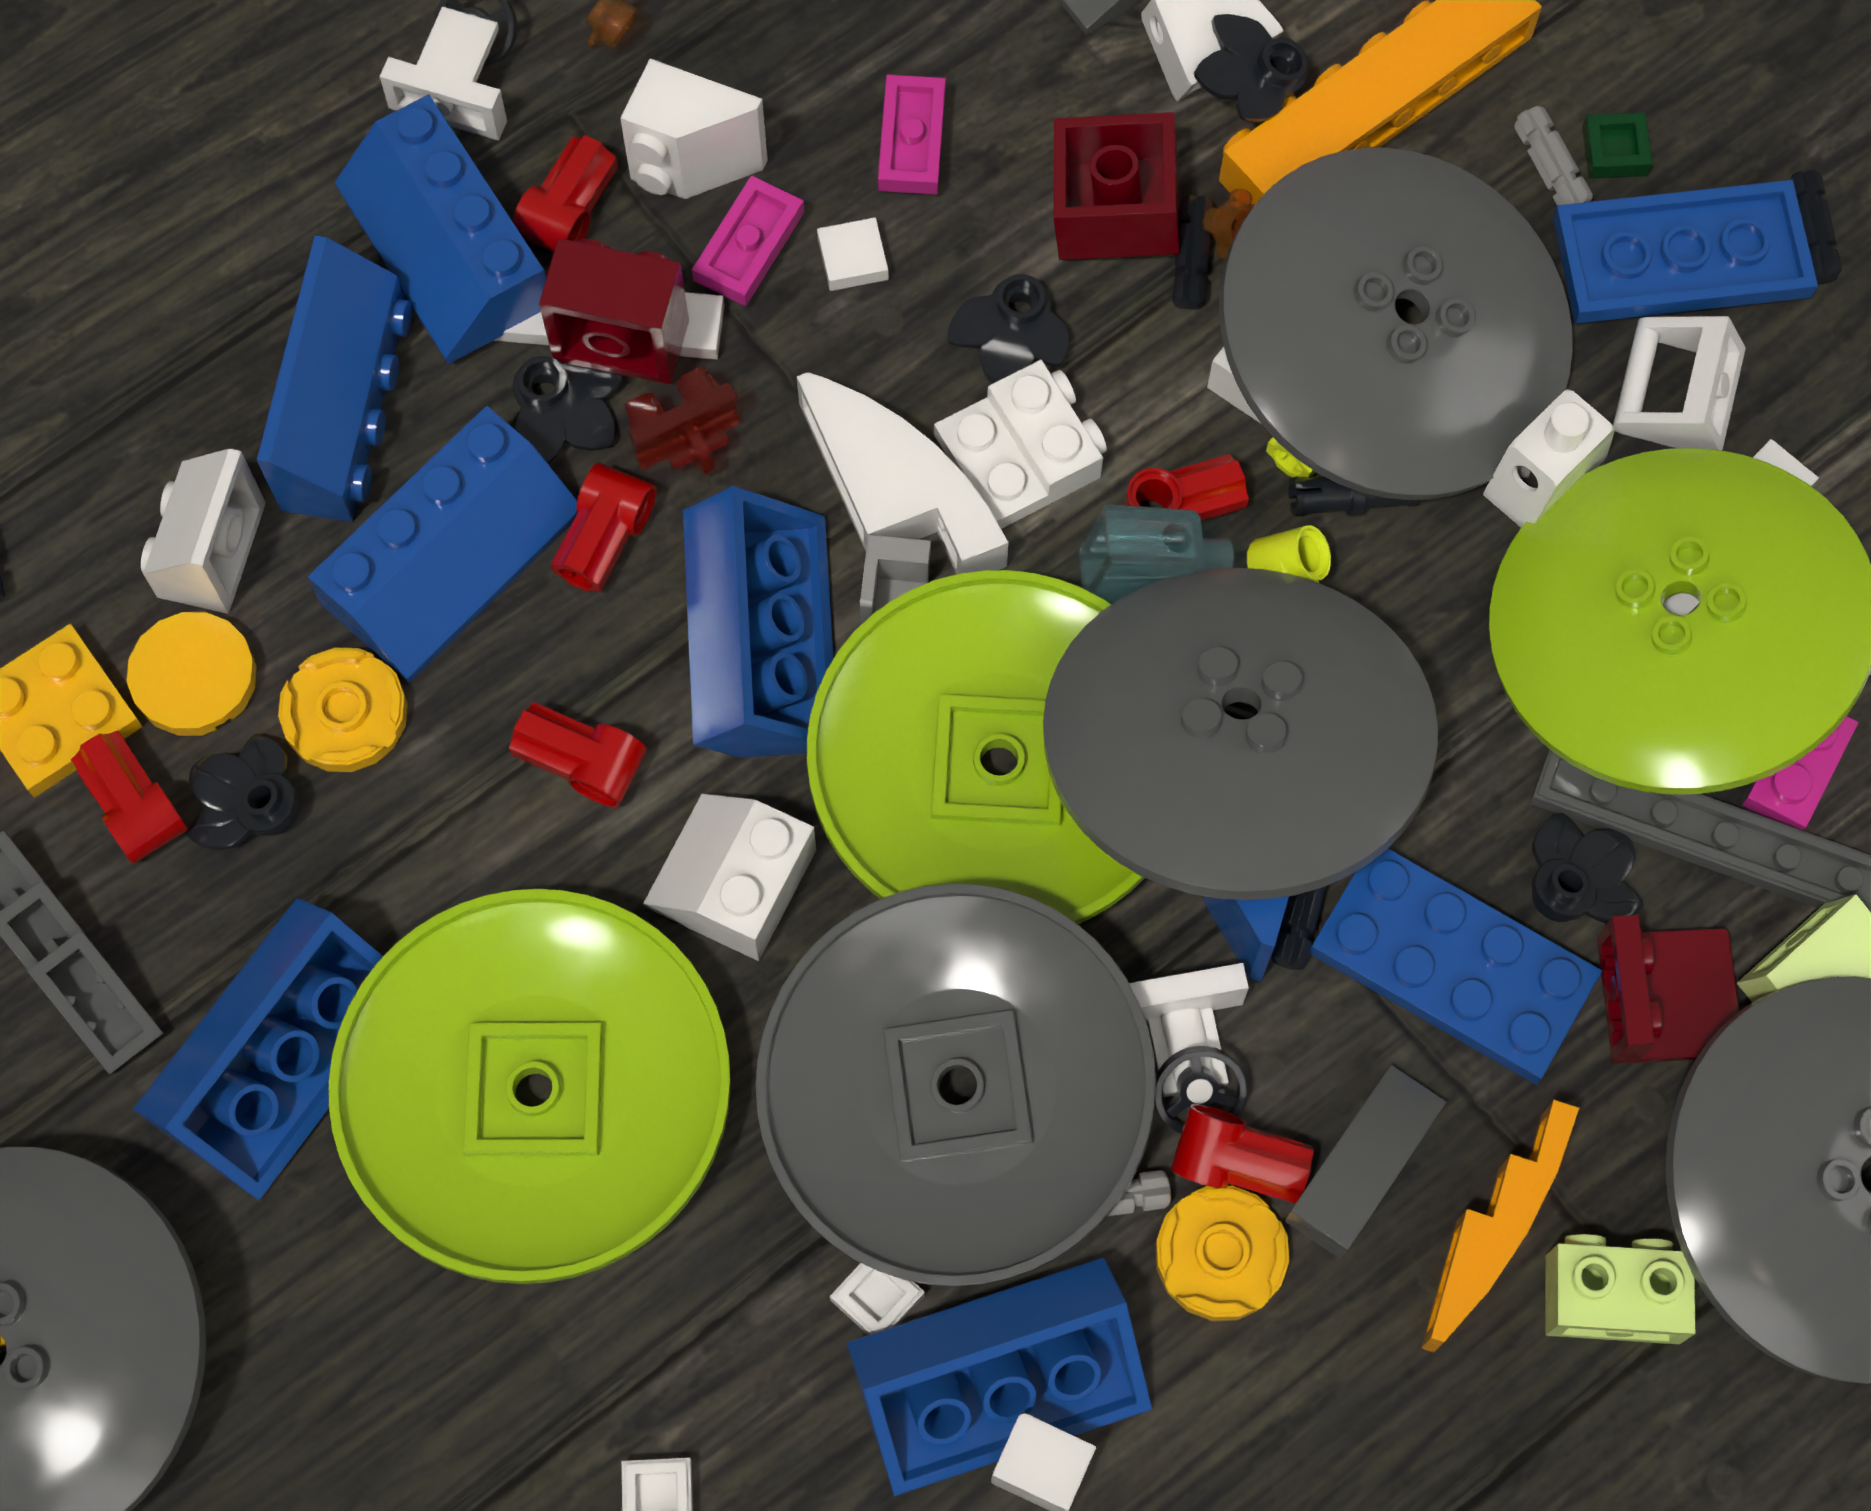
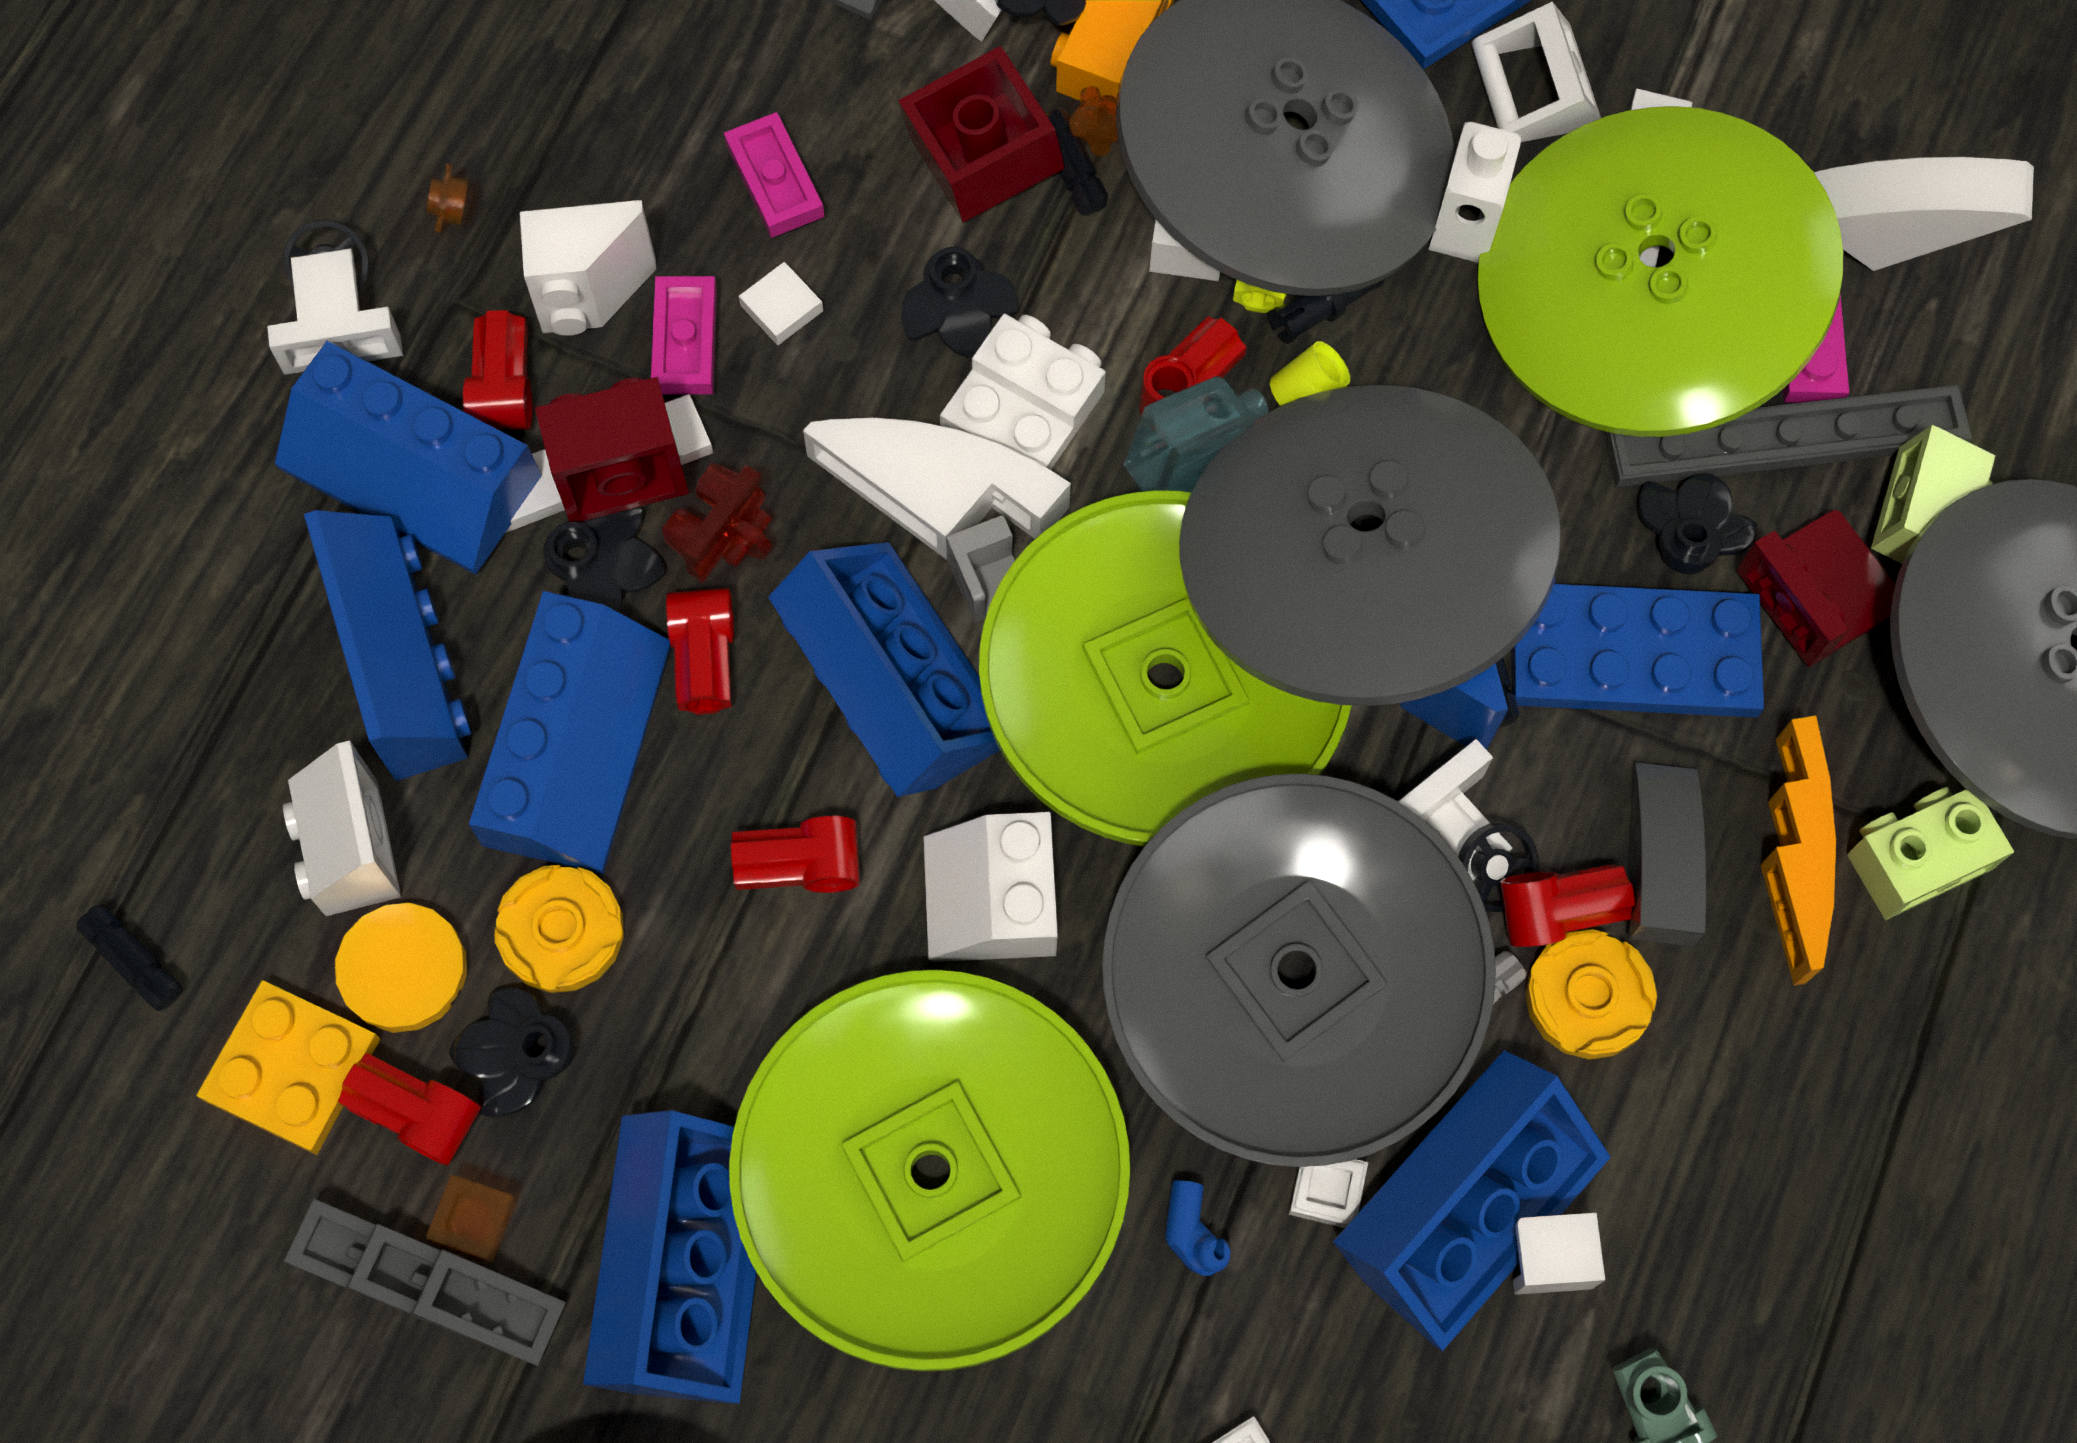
camera: 30 degrees left, 0 degrees up
(125, 919) = (471, 1218): none -> clear orange plate
(727, 1267) = (1189, 1236): none -> blue arm

